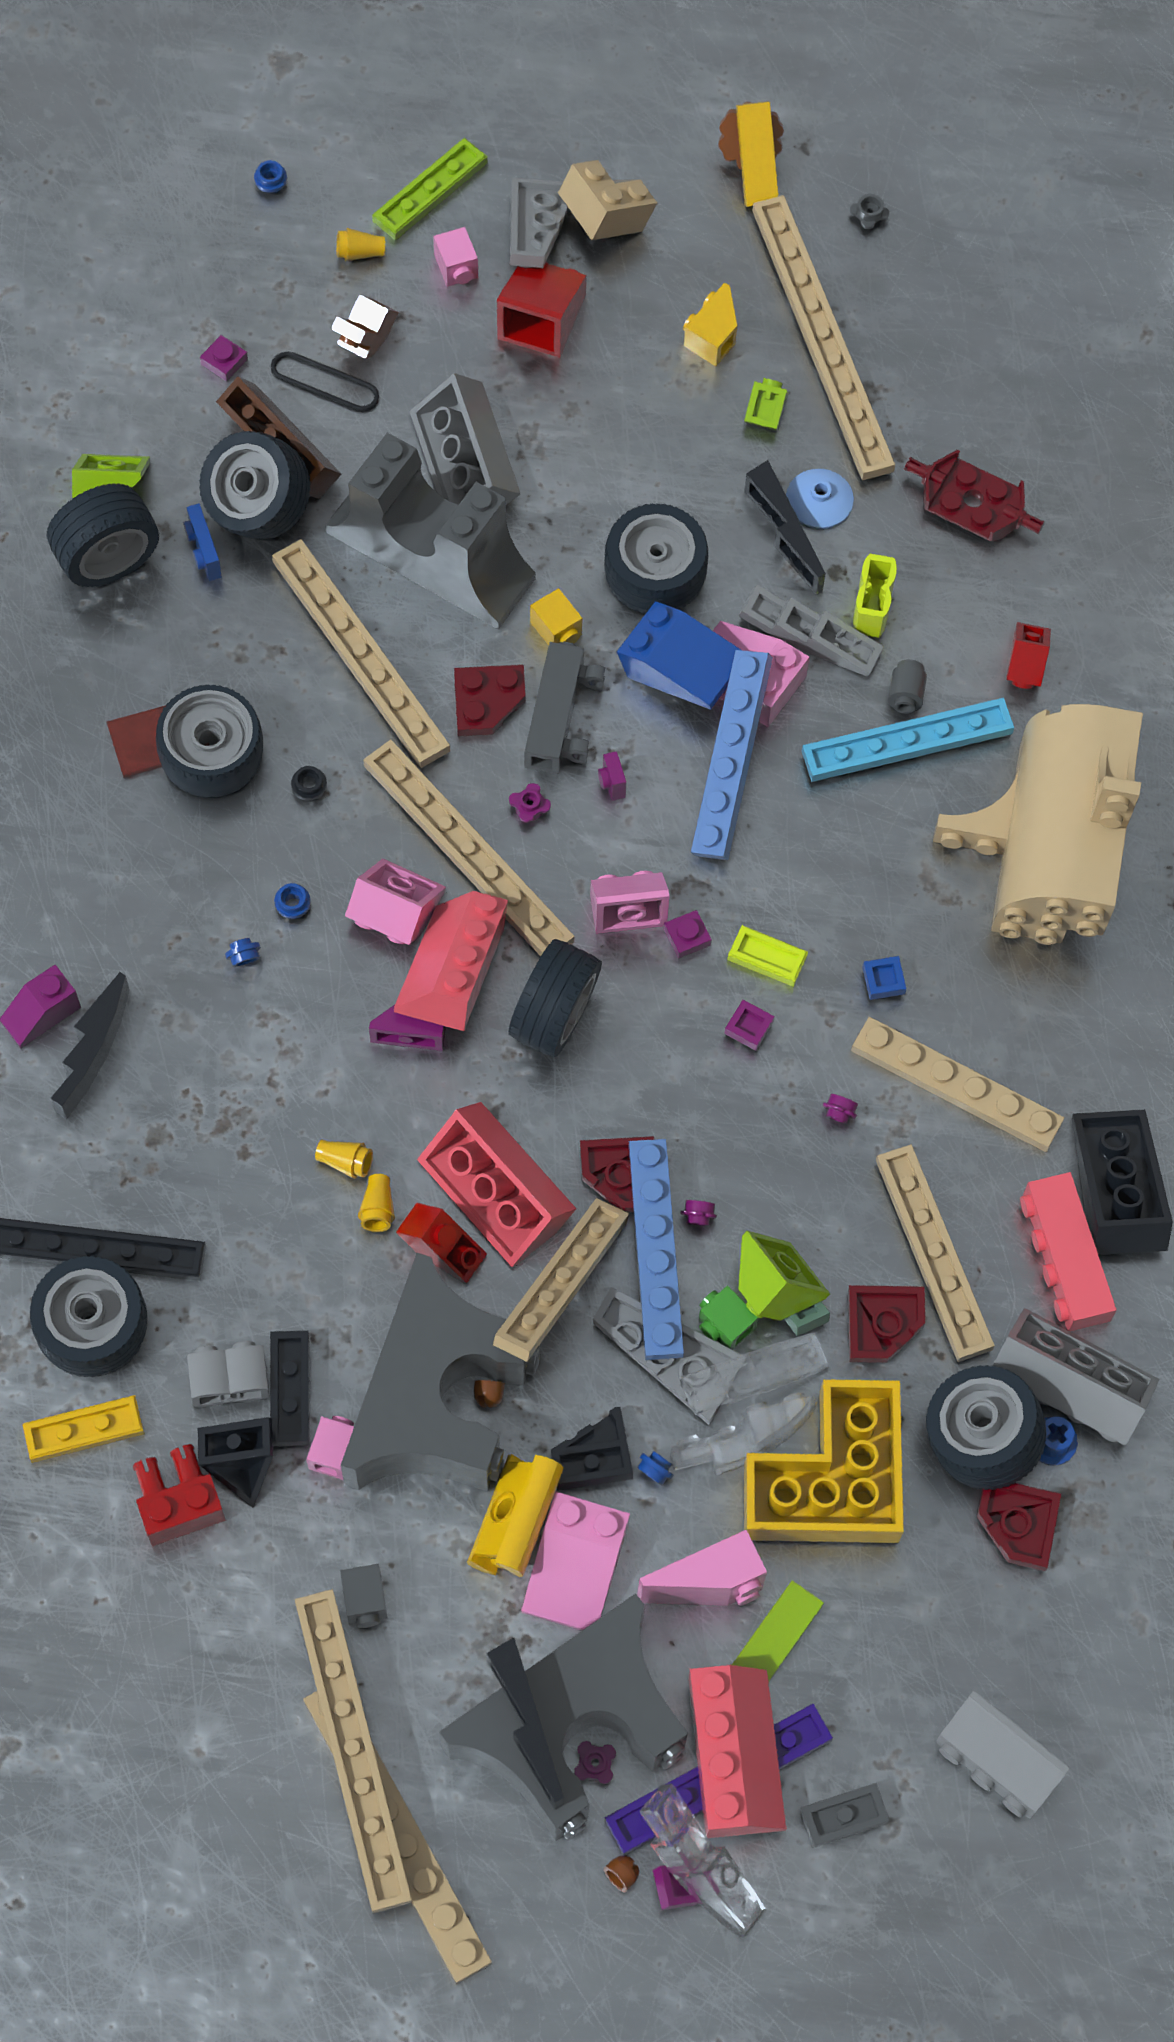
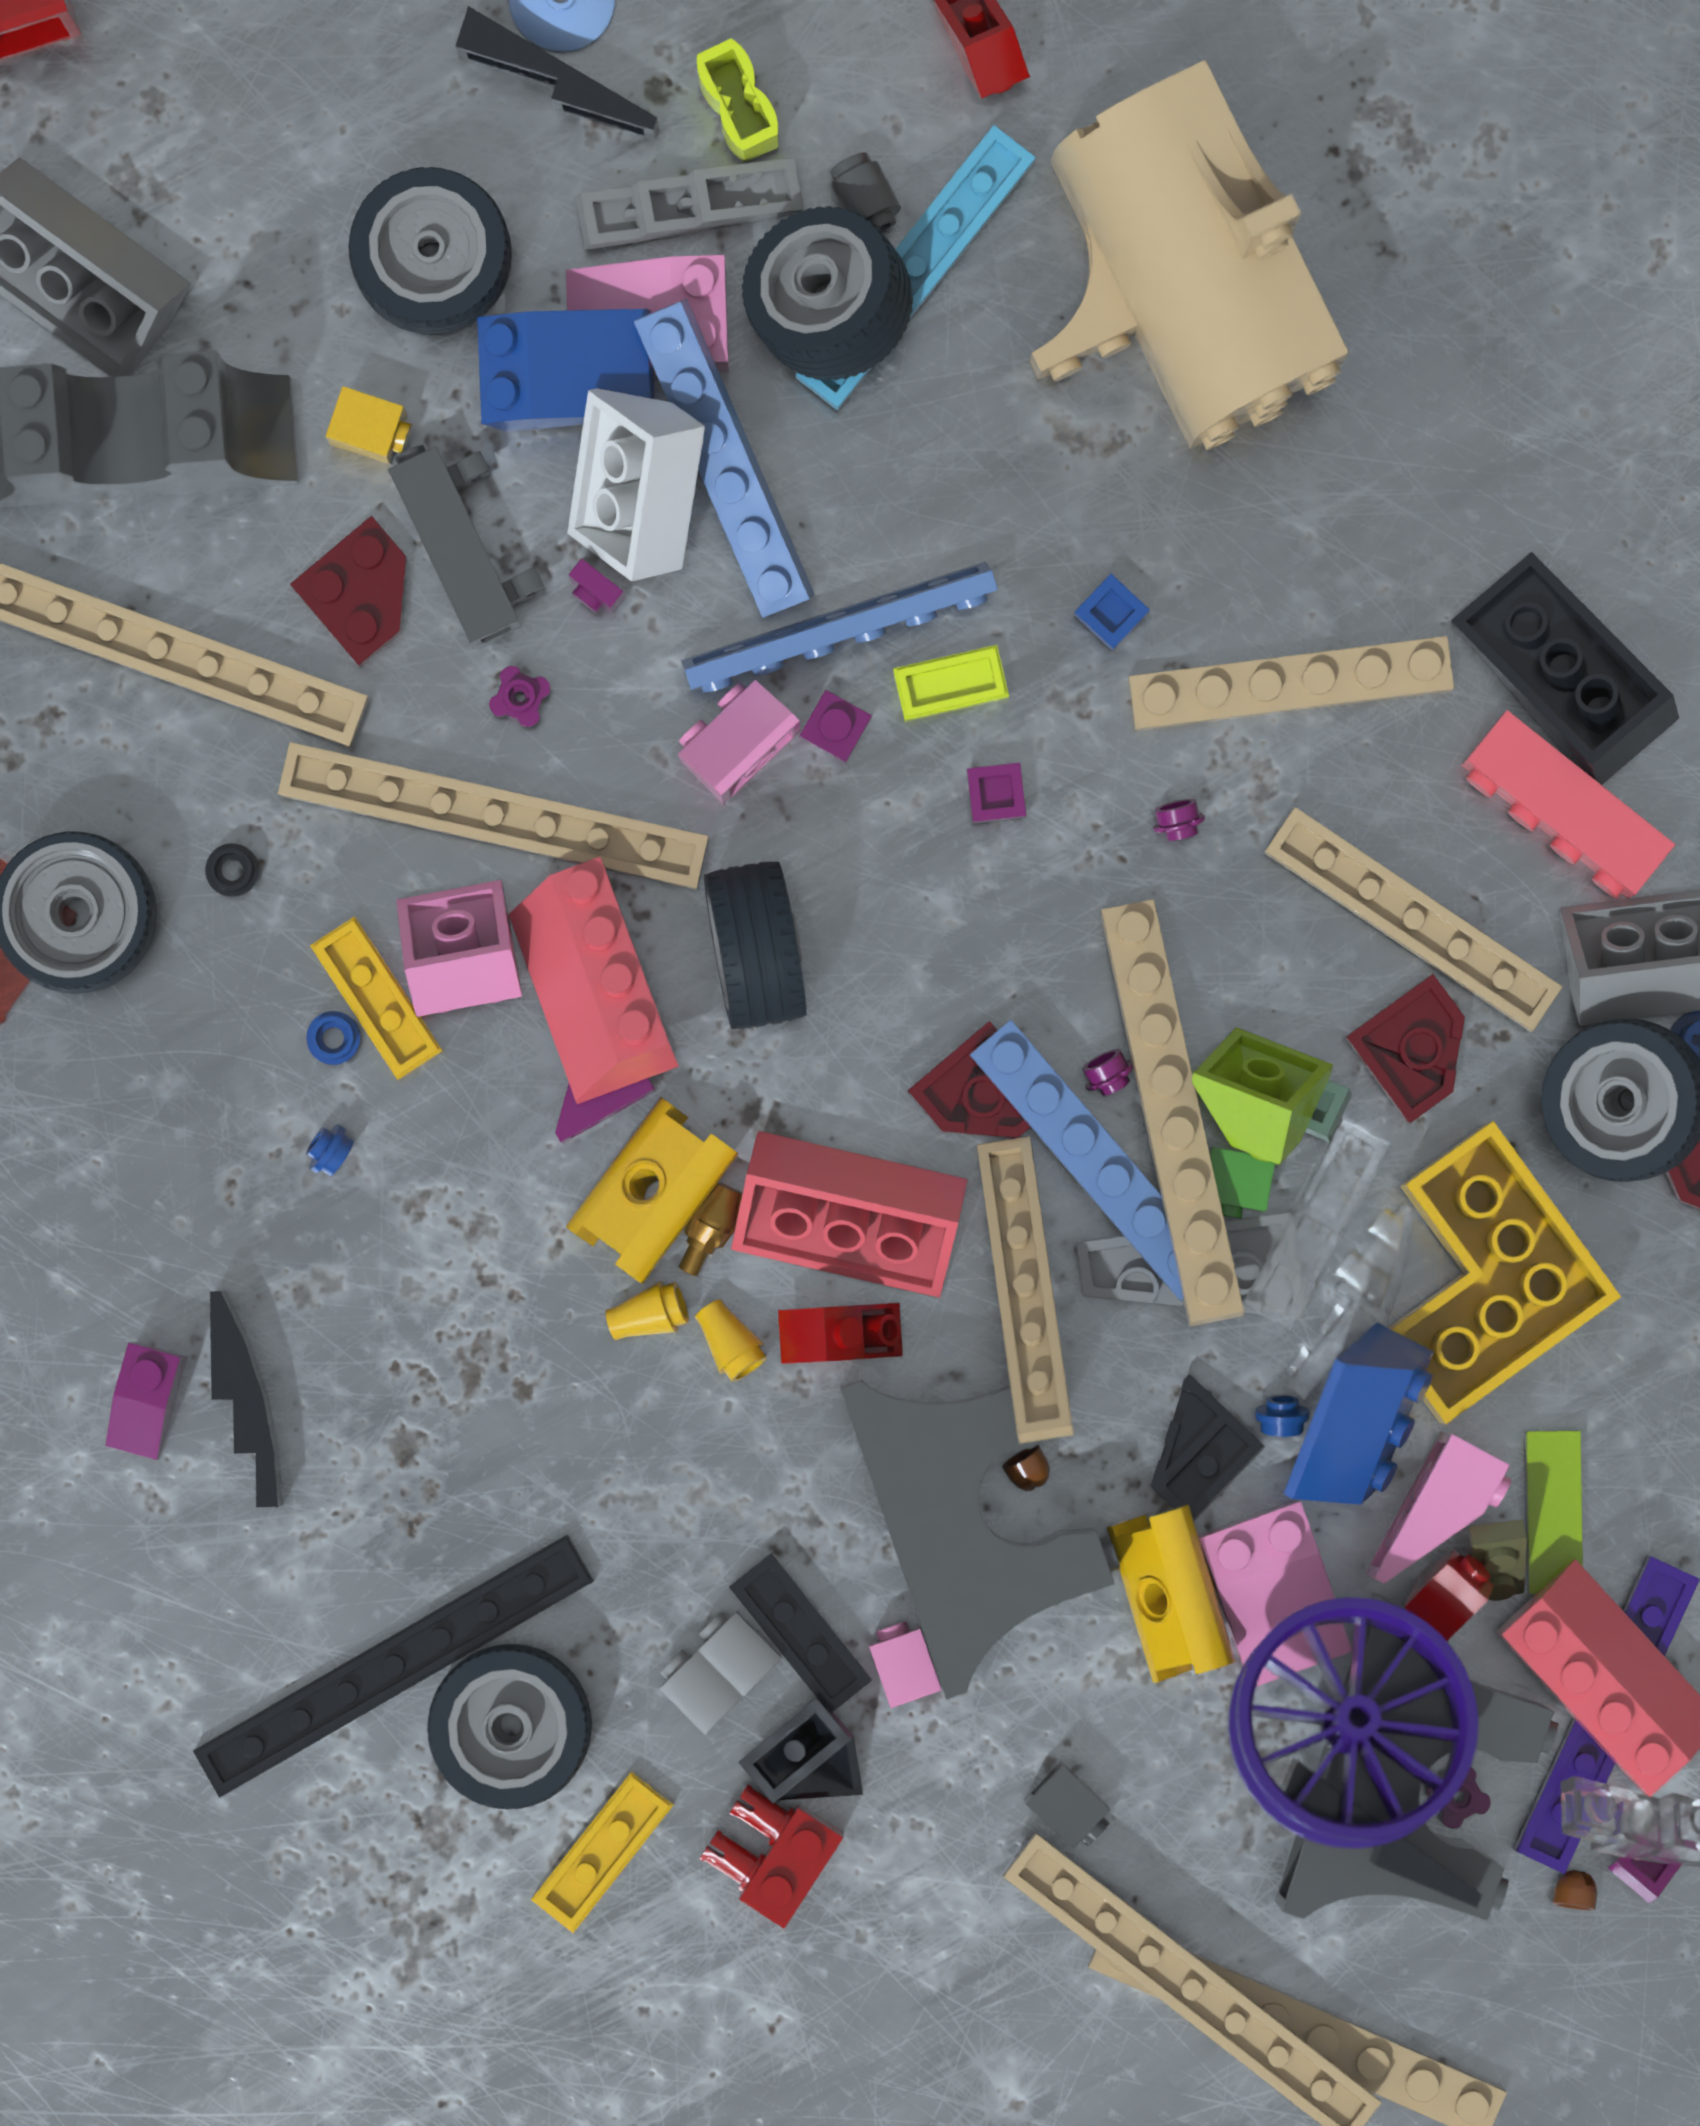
camera: 35 degrees left, 20 degrees up
(331, 899) = (376, 998): none -> yellow tile
(398, 1092) = (686, 1176): none -> yellow piece
(414, 1135) = (710, 1226): none -> pearl gold piece
(563, 1638) = (1353, 1722): none -> dark purple wheel
(675, 732) = (635, 482): none -> white slope
(677, 1627) = (1450, 1592): none -> red slope
(697, 1486) = (1361, 1419): none -> blue slope
(716, 1253) = (1172, 1113): none -> tan plate
(719, 1632) = (1503, 1553): none -> olive plate
(743, 888) = (861, 620): none -> medium blue plate
(850, 711) = (827, 293): none -> wheel

